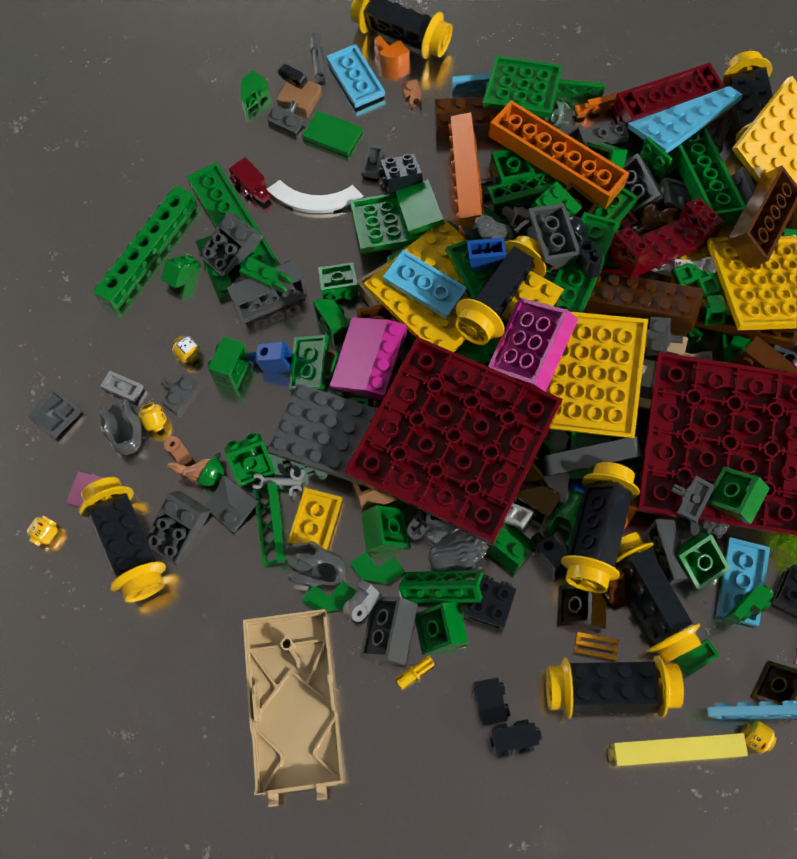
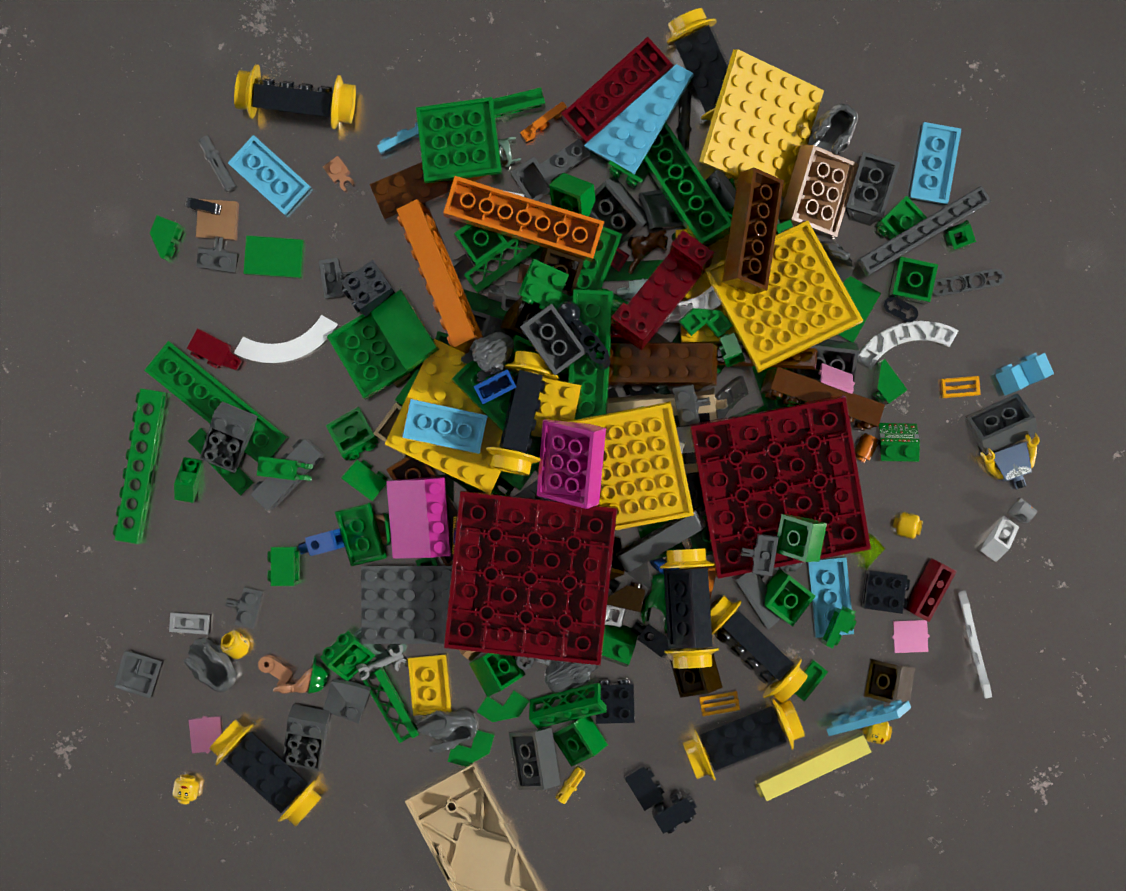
camera: 20 degrees left, 20 degrees up
(186, 349) = (234, 563): yellow head -> none
(362, 601) = (501, 743): light grey leg -> none
(393, 55) = (300, 135): orange brick -> none
(616, 590) = (723, 653): reddish brown plate -> none

